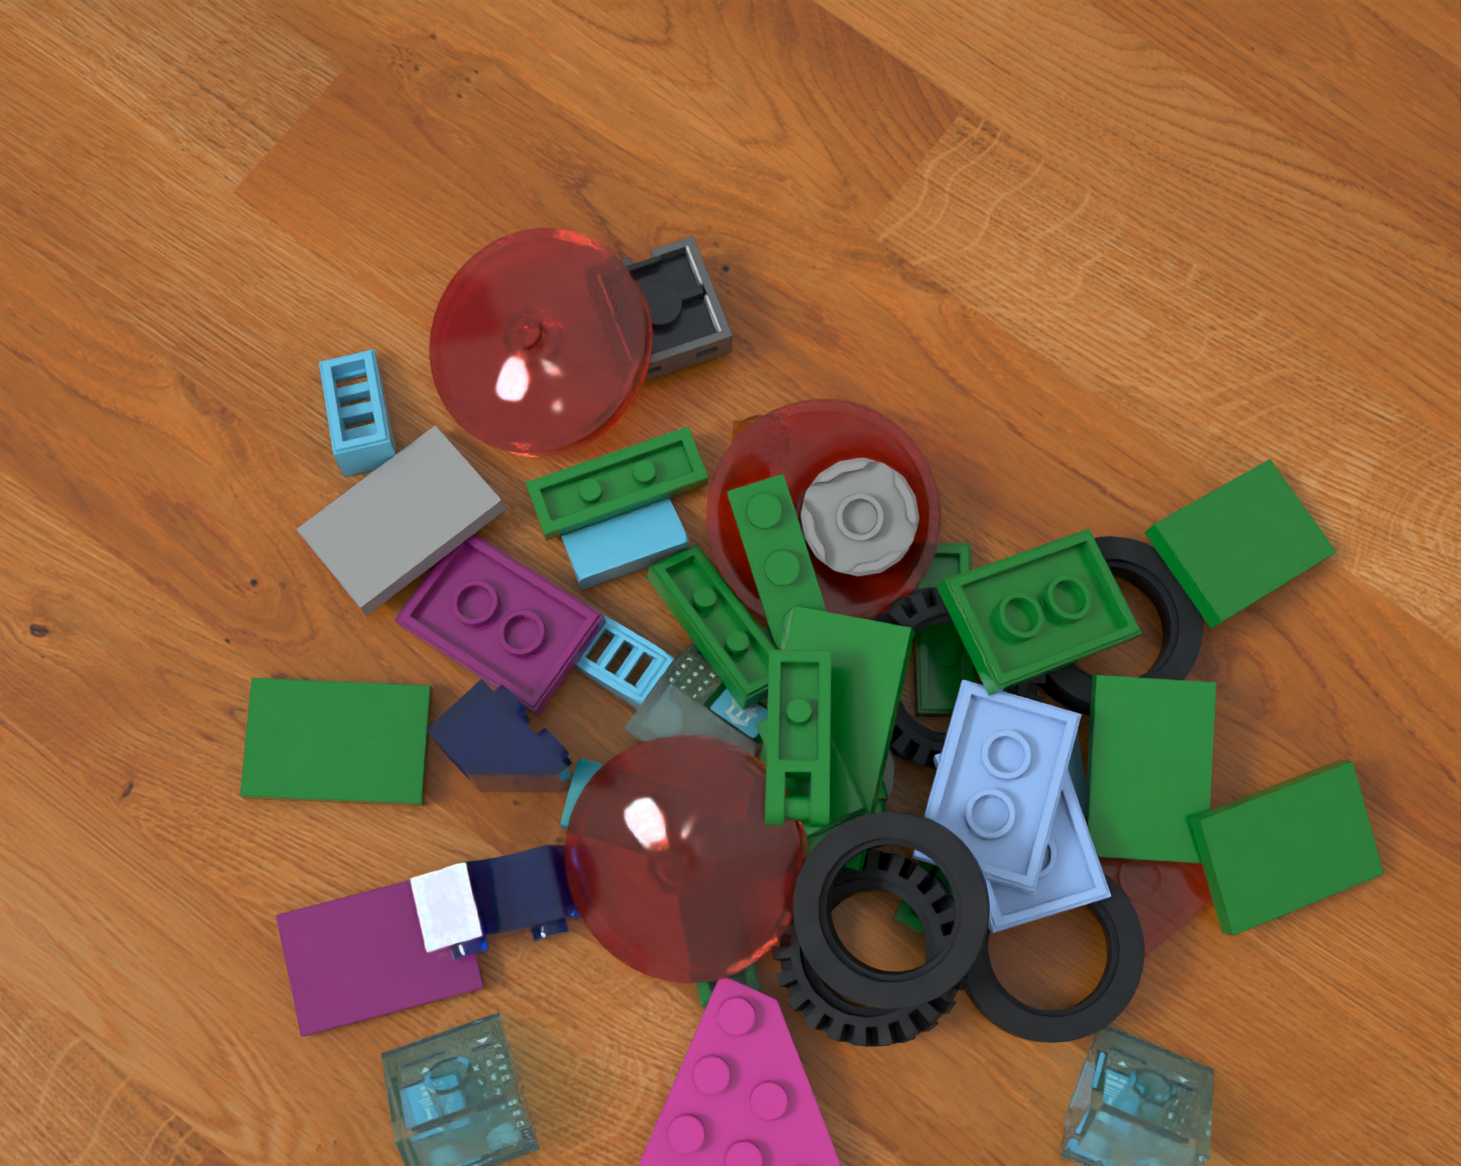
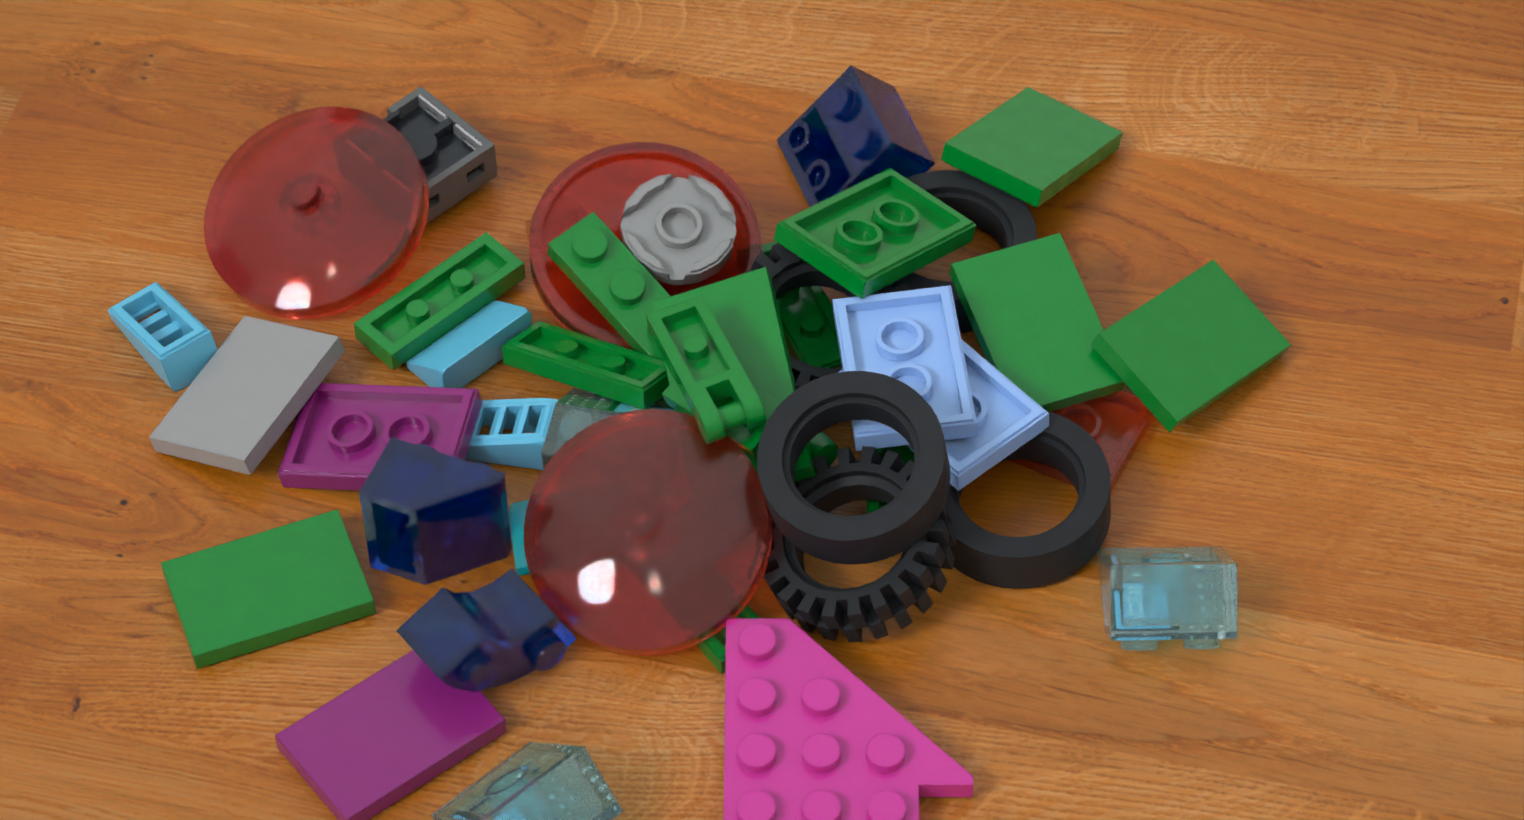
camera: 15 degrees left, 25 degrees down
(1073, 467) = (851, 136): none -> clear blue slope

